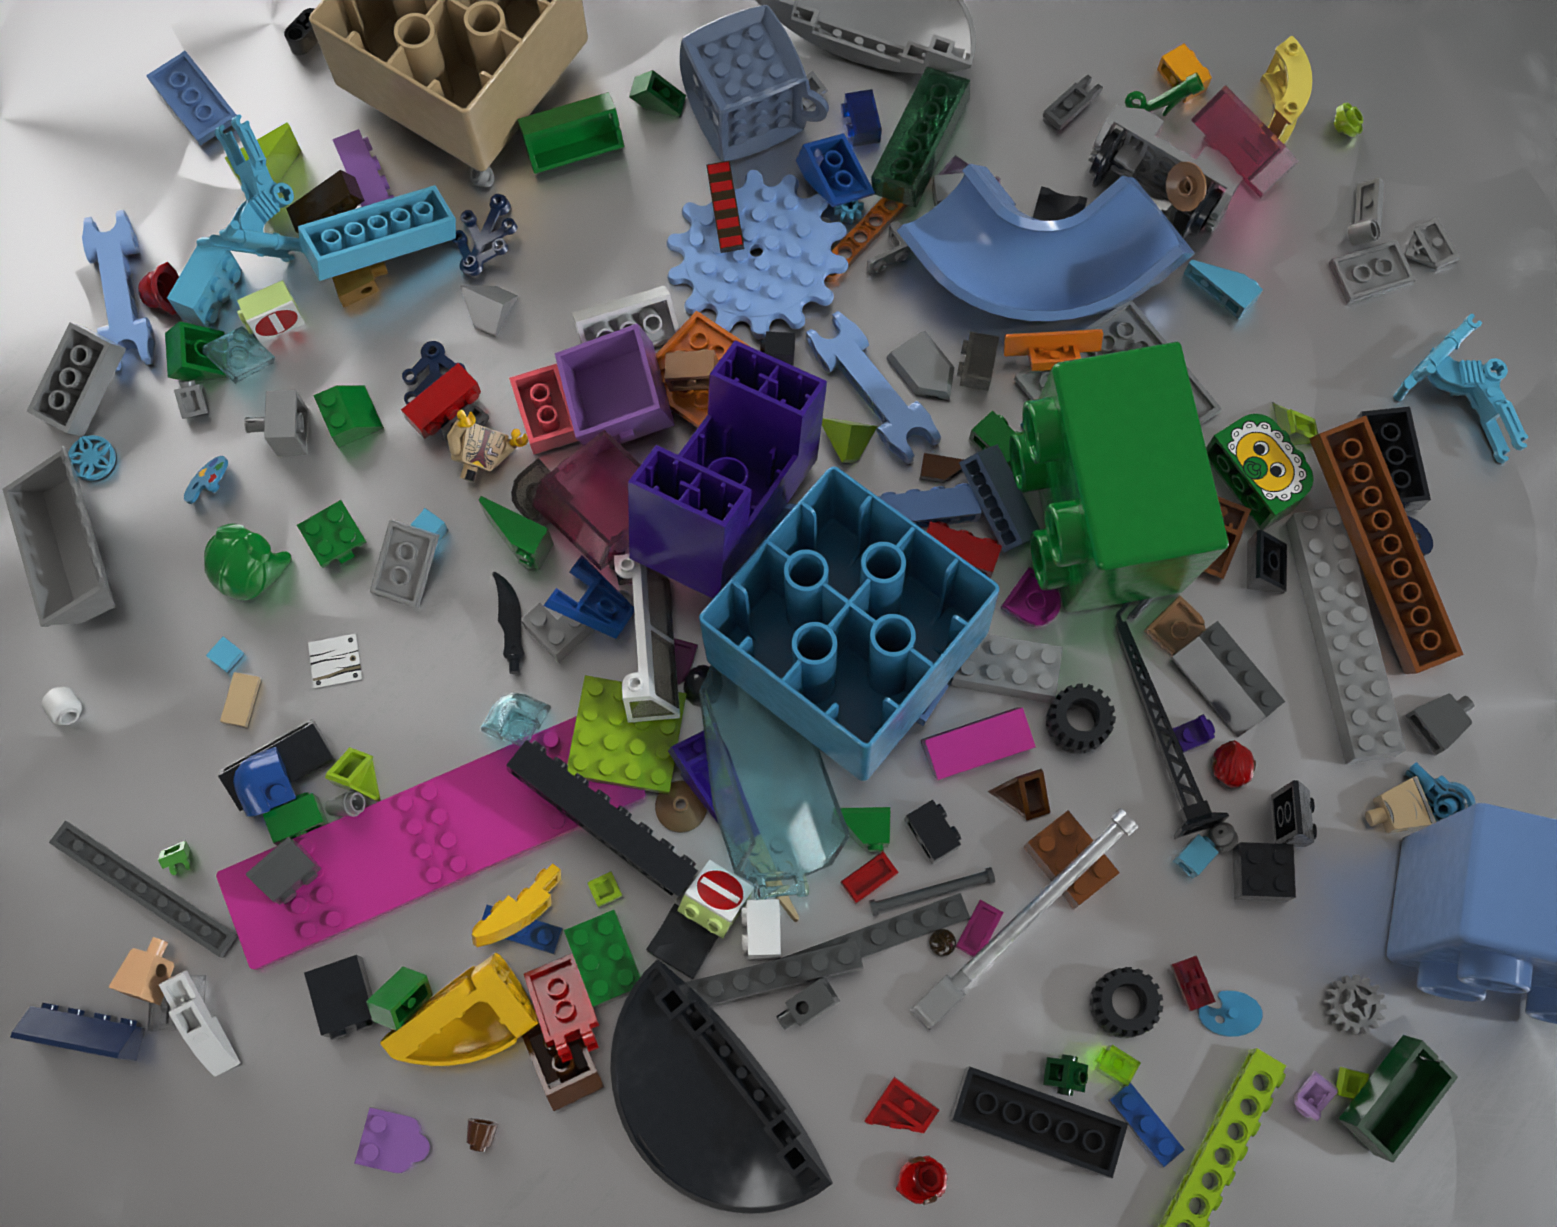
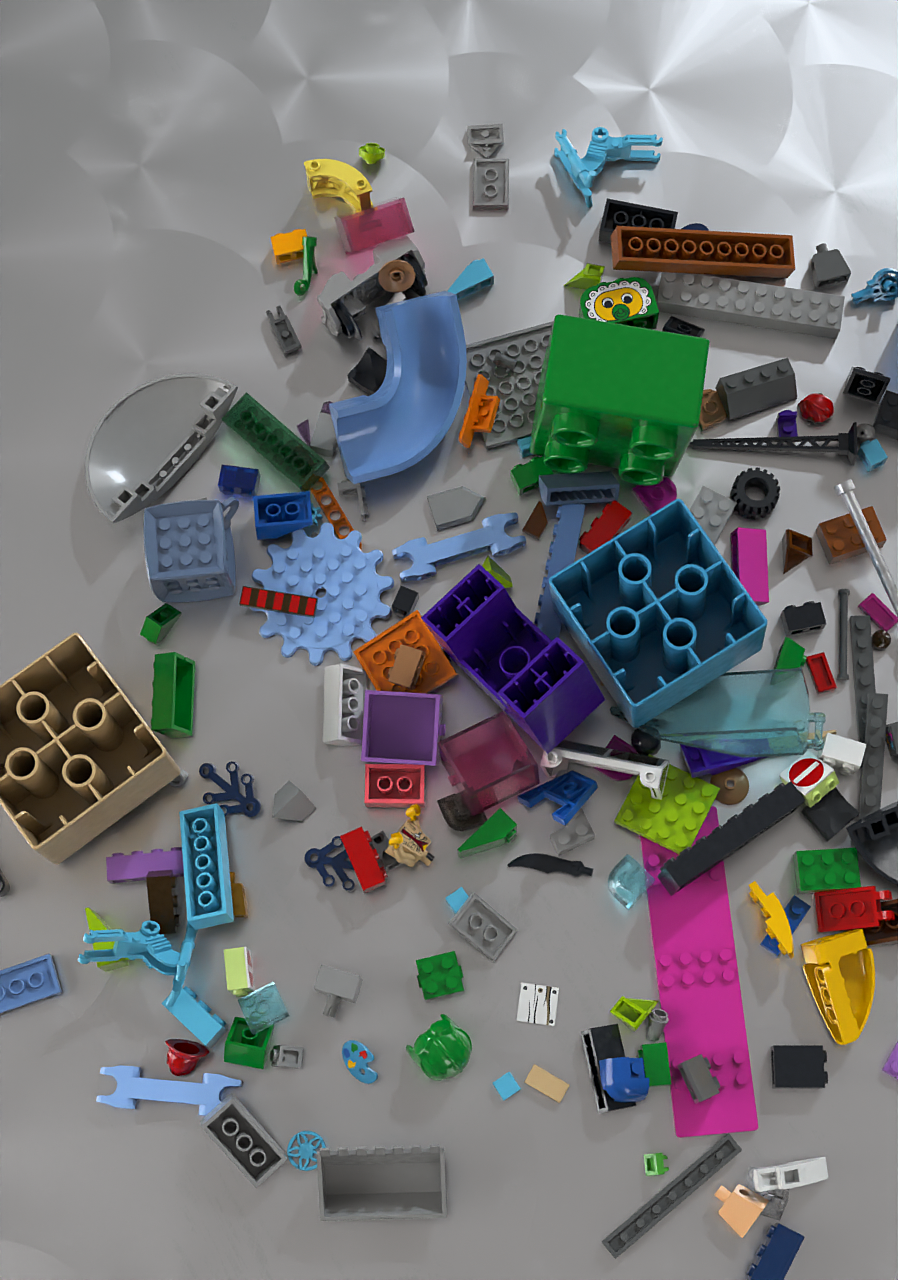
camera: 65 degrees left, 0 degrees up
(61, 705) = (508, 1222): white head -> none
(348, 413) = (343, 936): green slope -> none
(399, 998) = (815, 1022): green brick -> none
(604, 889) = (775, 856): lime plate -> none
(978, 361) = (467, 467): clear smoke brick -> none
(1368, 212) = (447, 168): light grey plate -> none
(1401, 808) = (879, 315): tan torso -> none

